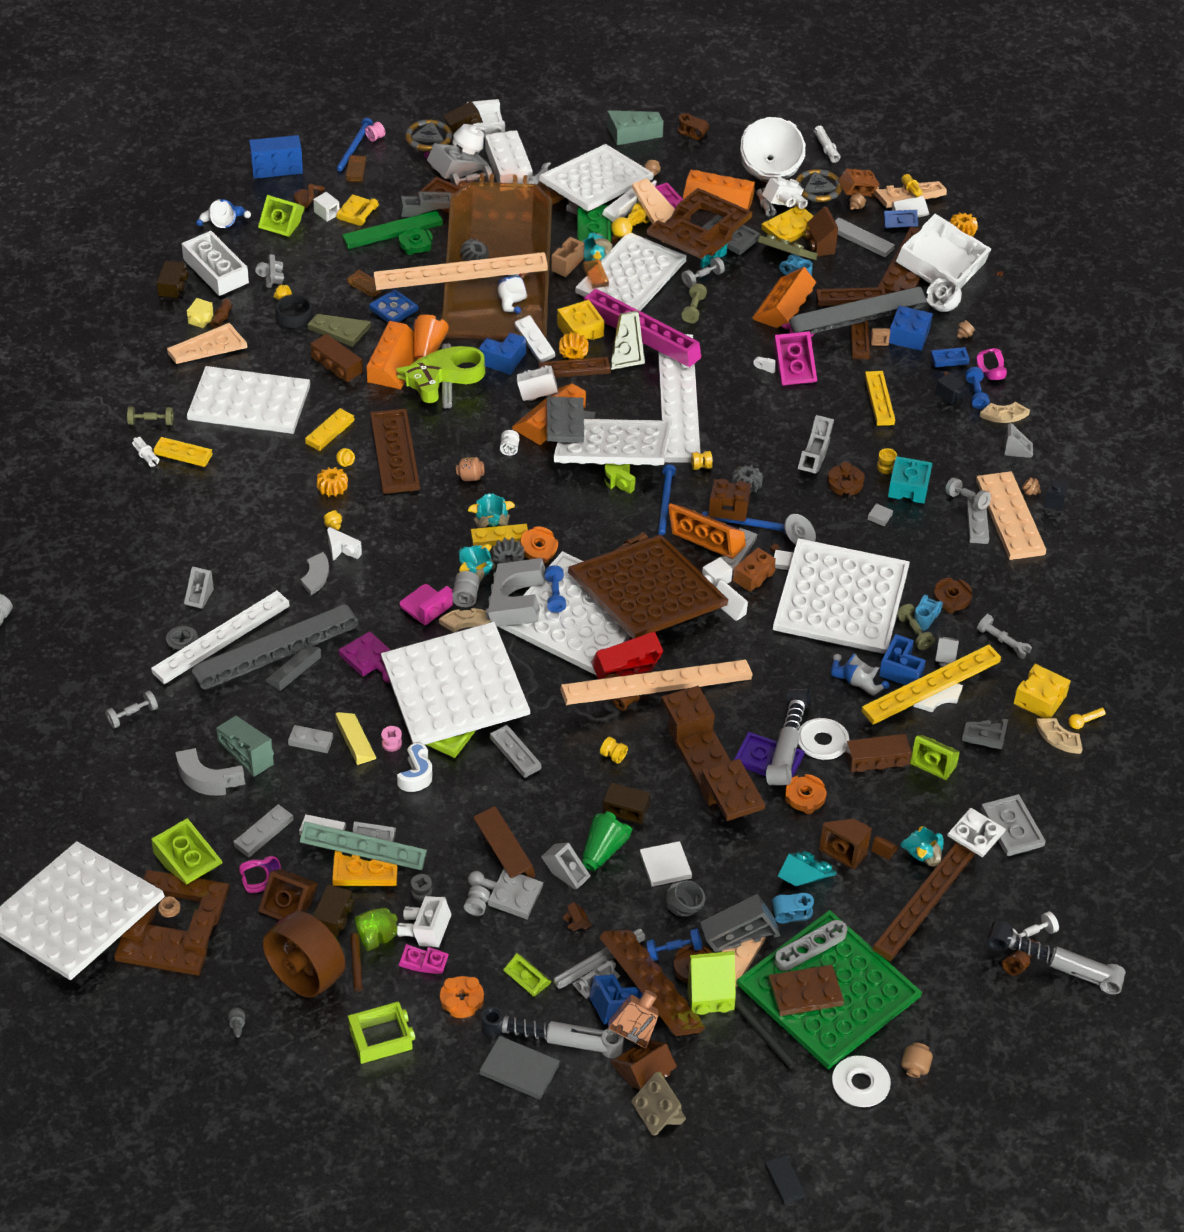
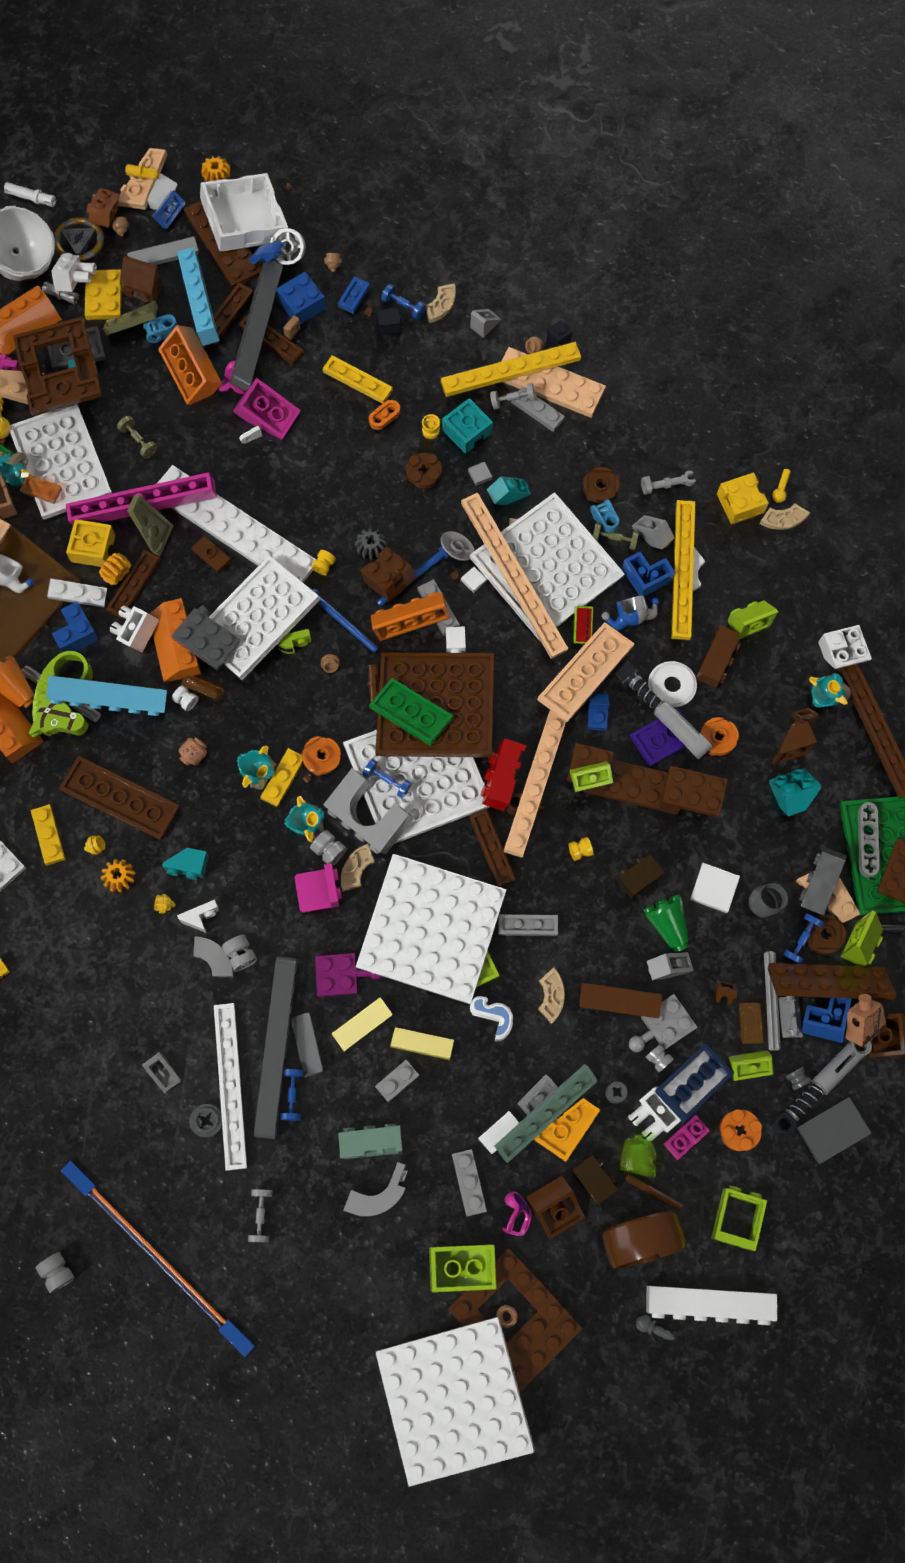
camera: 55 degrees left, 25 degrees up
(27, 741) = (228, 1330): none -> piece
(226, 684) = (293, 1073): none -> blue wheel
(290, 1052) = (711, 1303): none -> white brick
(332, 582) = (234, 948): none -> light grey wheel
(339, 689) = (362, 1024): none -> light yellow slope
(378, 515) = (187, 862): none -> teal slope
(391, 738) = (444, 1018): bright pink wheel -> none
(466, 389) = (106, 694): none -> medium azure brick
(470, 803) = (553, 995): none -> tan tile
(473, 927) = (694, 1082): none -> dark blue piece
(508, 551) = (316, 787): dark grey gear -> none
(528, 447) = (202, 687): none -> clear orange tile
(544, 1011) = (798, 1078): none -> dark grey wheel
(554, 702) = (492, 848): none -> reddish brown tile
(565, 954) = (750, 1023): none -> clear orange tile
(621, 510) = (330, 663): none -> medium nougat plate
(624, 570) = (411, 711): none -> green tile
(642, 396) = (211, 554): none -> reddish brown plate
(676, 706) = (591, 776): none -> lime slope
(716, 265) = (104, 419): light grey wheel -> none
(736, 604) = (499, 648): white slope -> none
(748, 700) = (598, 711): none -> blue slope
(754, 569) = (474, 610): dark orange brick -> none
(772, 667) = (585, 672): none -> light nougat plate
(790, 907) = (819, 828): dark azure piece -> none
(806, 574) = (514, 575): none -> light nougat plate
(812, 645) = (582, 624): none -> red slope
(815, 452) = (377, 467): light grey arch -> none
(844, 269) = (198, 296): none -> medium azure brick
(867, 429) = (382, 414): none -> orange plate
(883, 537) = (508, 490): none -> teal slope
(924, 284) = (267, 252): none -> blue slope
(985, 733) = (751, 566): dark grey wing -> none
(991, 480) = (510, 369): none -> yellow plate
(996, 373) = (397, 273): dark pink piece -> none
(1020, 827) = (844, 611): light grey plate -> none

